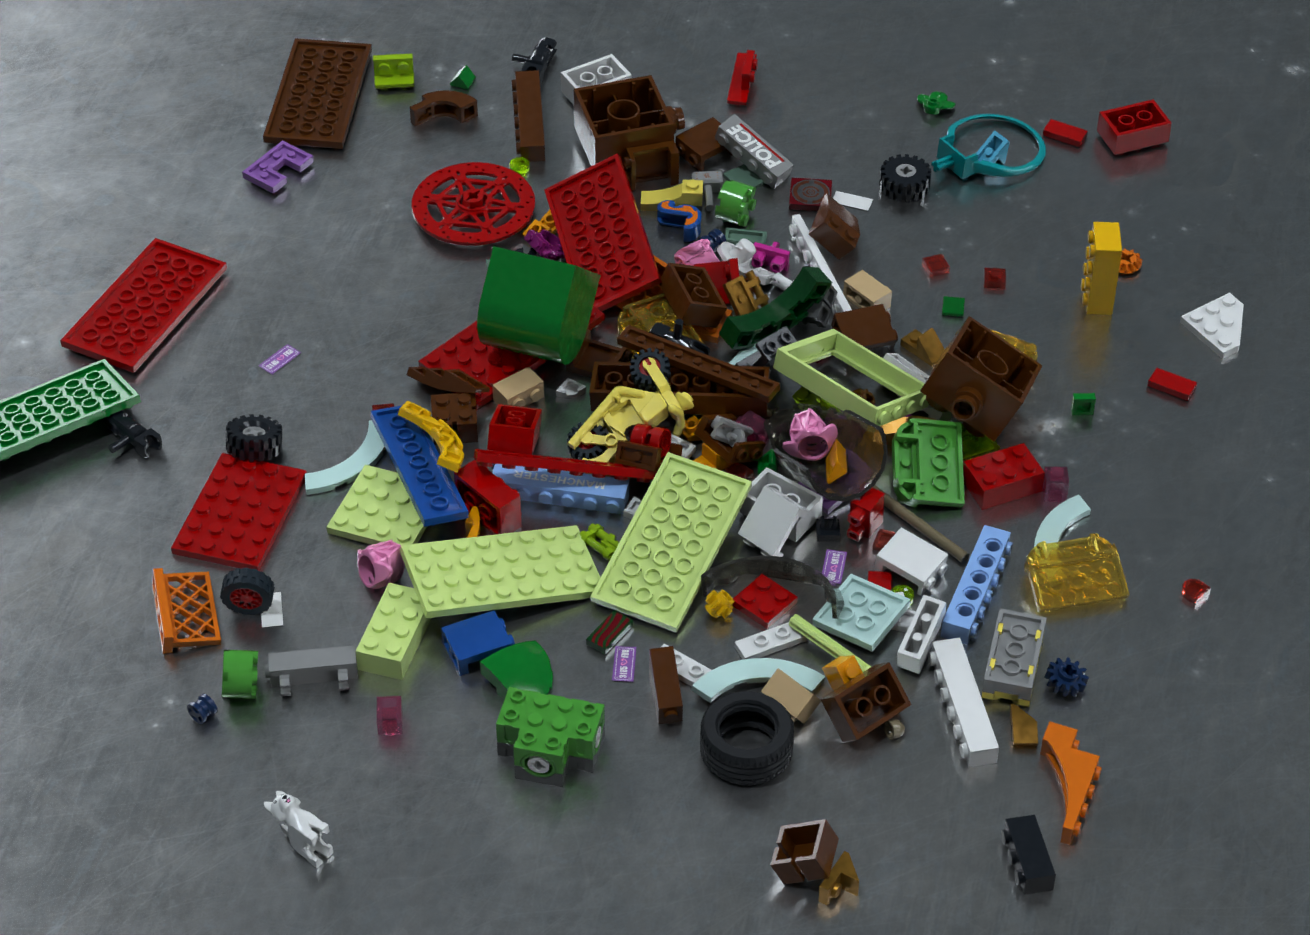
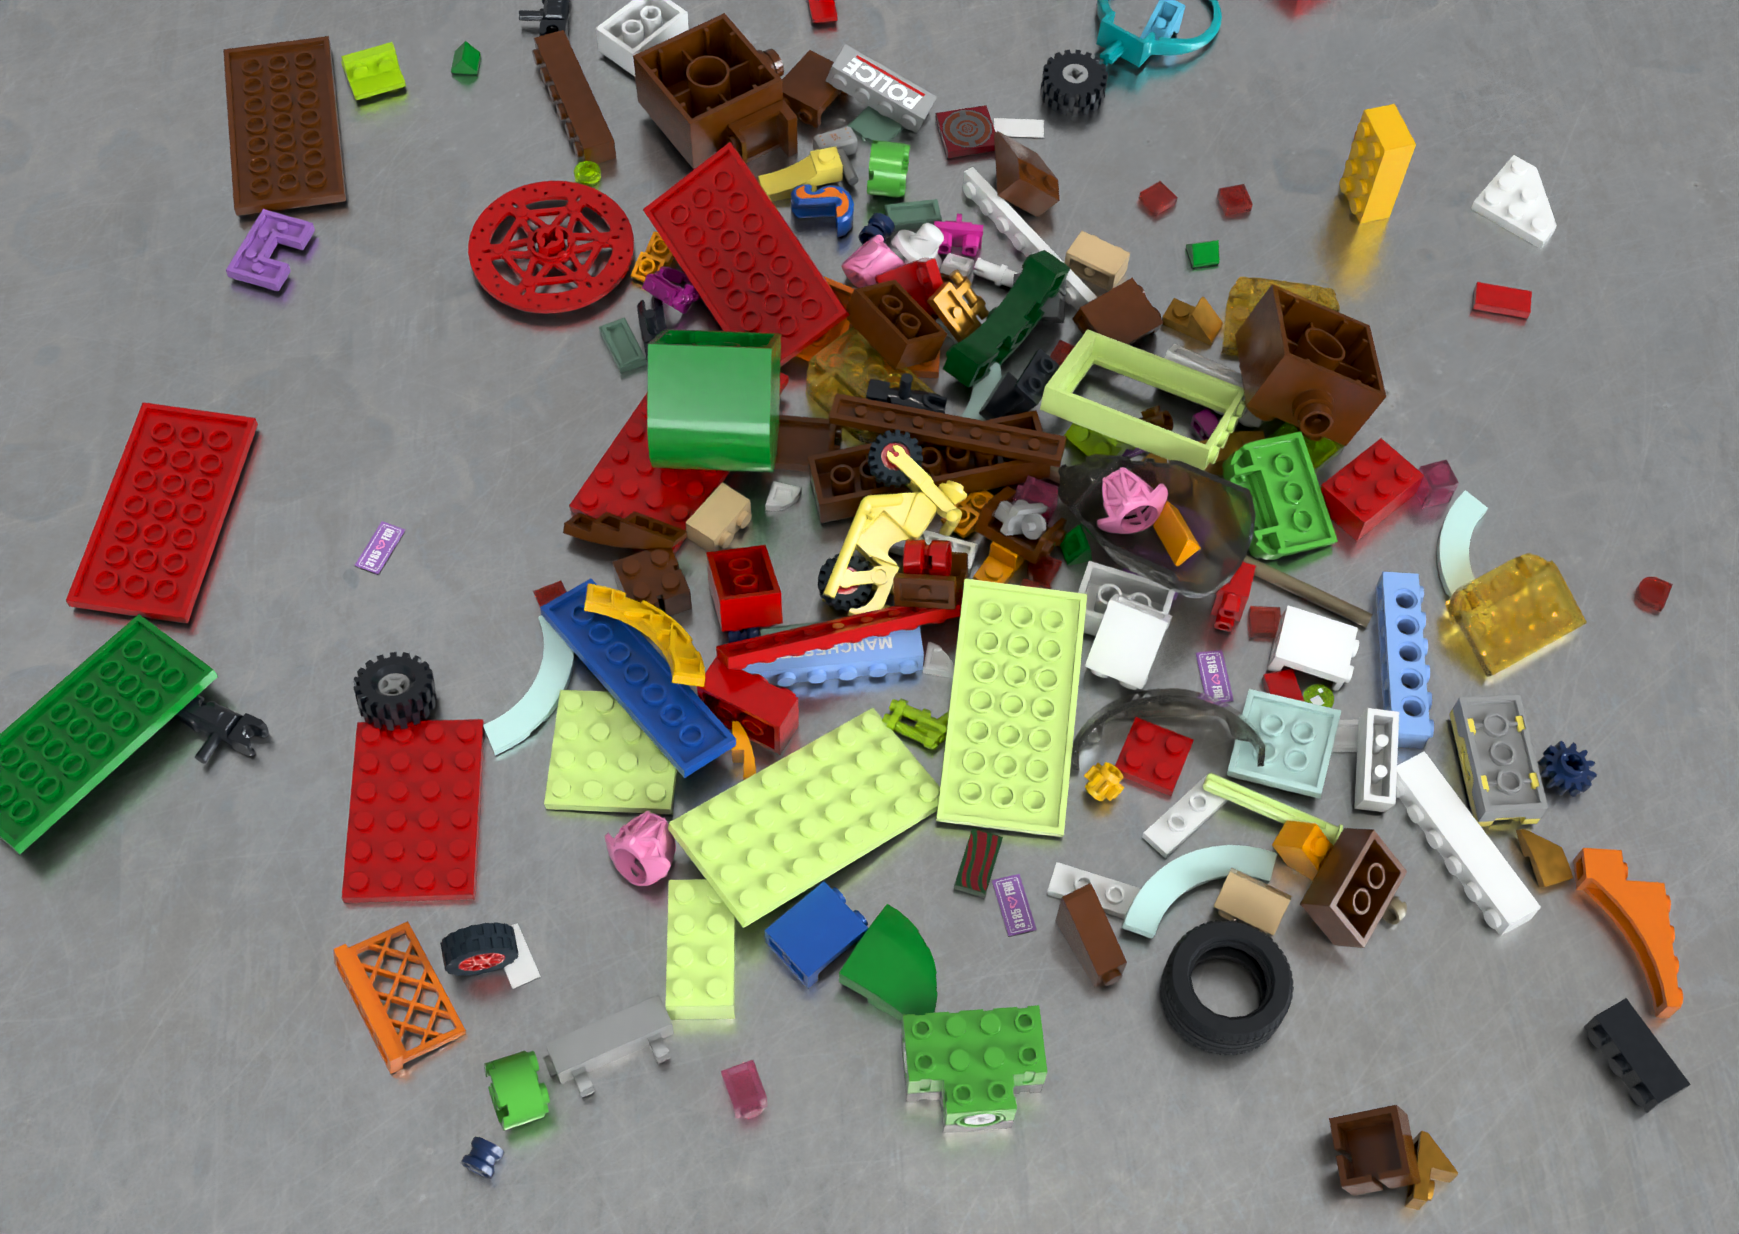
camera: 20 degrees left, 15 degrees up
(444, 104) = (459, 104): reddish brown arch -> none
(828, 529) = (1188, 625): black tile -> none
(1083, 403) = (1416, 357): green tile -> none

